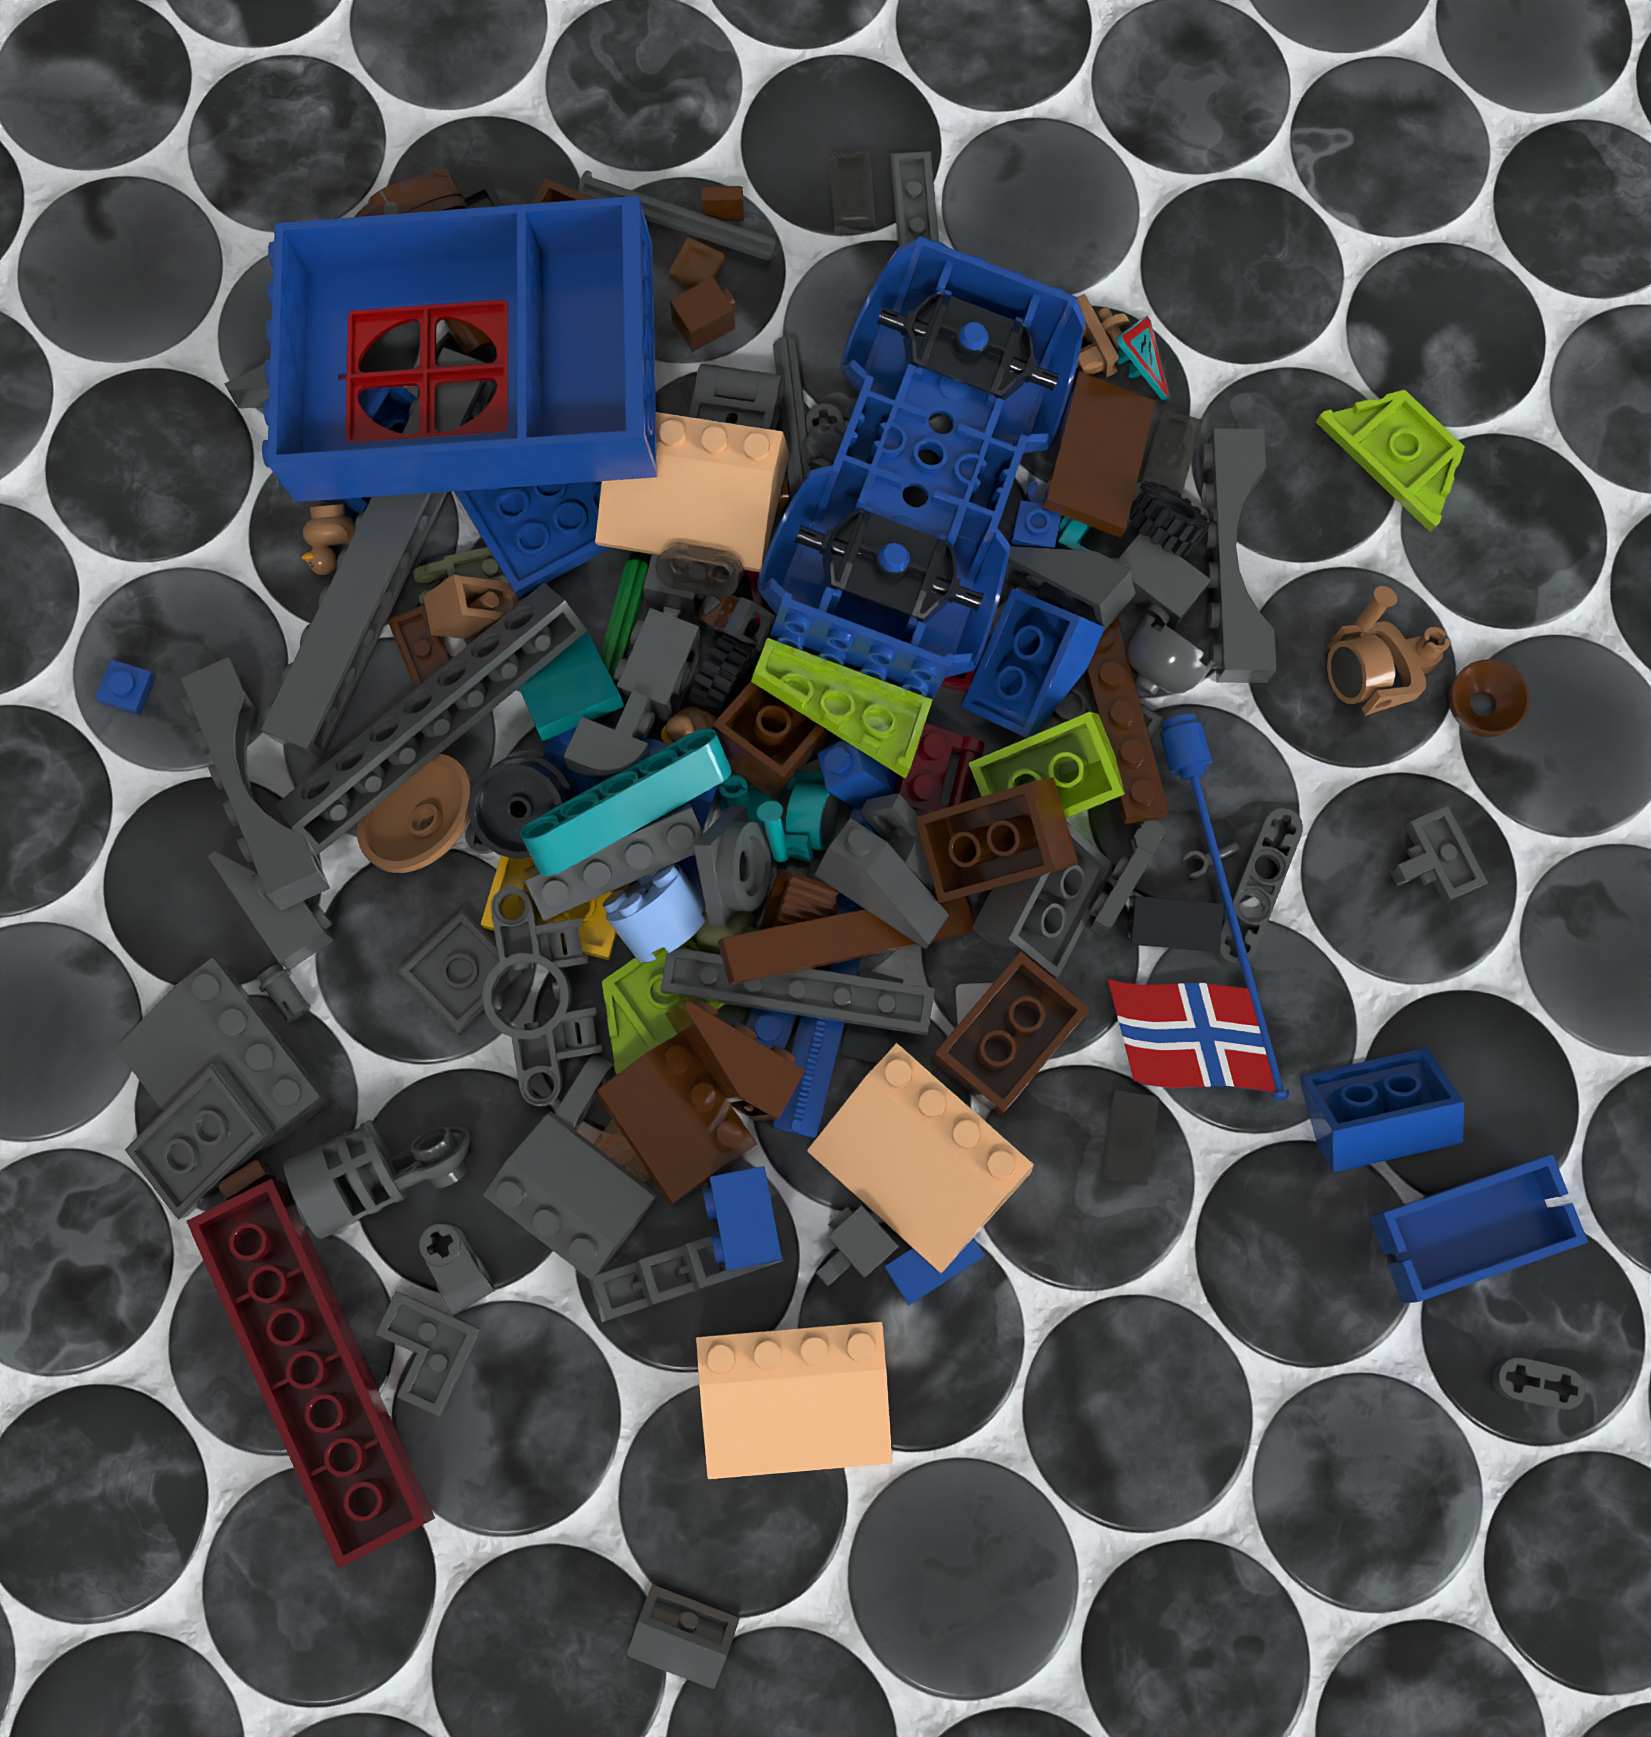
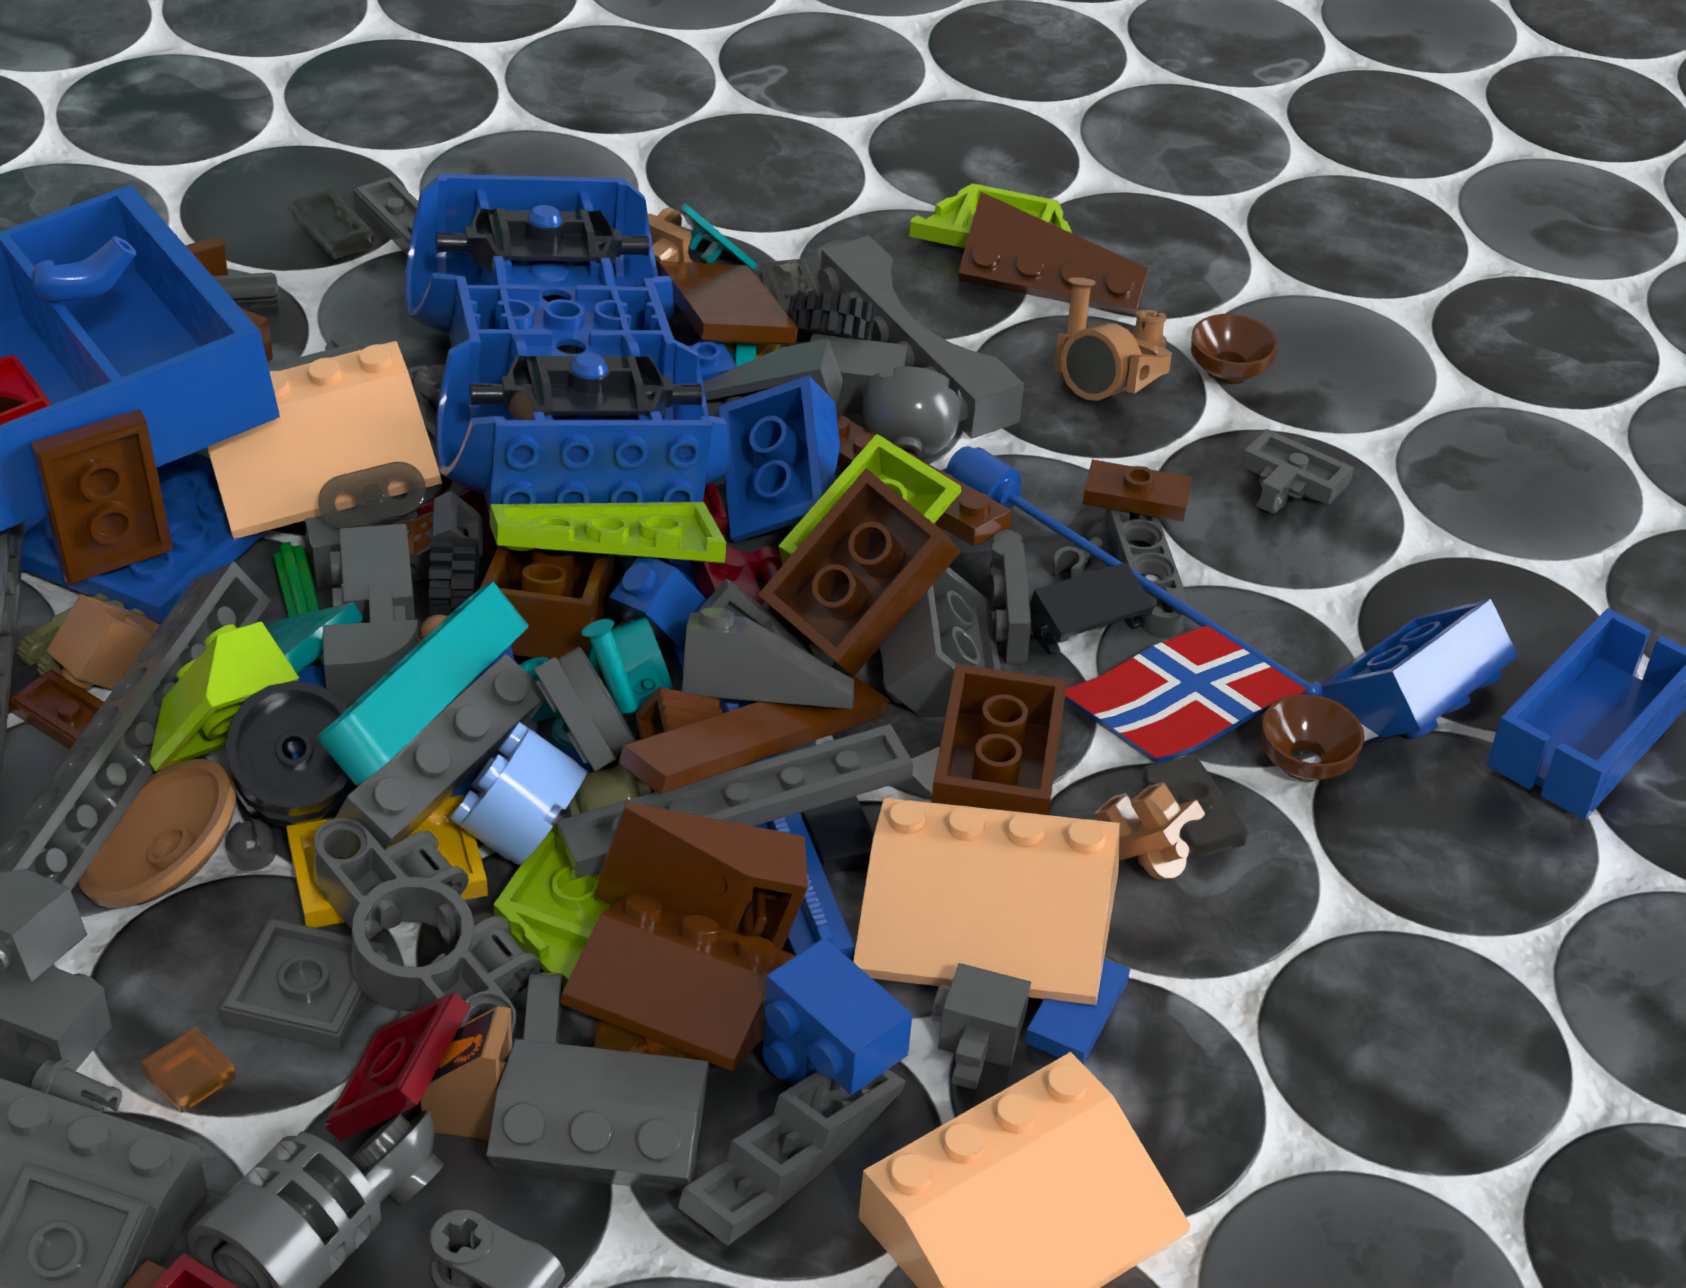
camera: 30 degrees left, 35 degrees down
(359, 1006) = (188, 1069): none -> clear orange tile
(470, 1091) = (397, 1066): none -> dark red tile
(491, 733) = (212, 690): none -> lime slope
(497, 499) = (102, 496): none -> reddish brown tile
(504, 1118) = (468, 1077): none -> medium nougat slope
(544, 313) = (84, 278): none -> blue arm
(1067, 1156) = (1152, 828): none -> medium nougat hips
(1272, 1128) = (1315, 726): none -> reddish brown piece
(1292, 824) = (1137, 490): none -> reddish brown plate
(1397, 512) = (1037, 258): none -> reddish brown wing

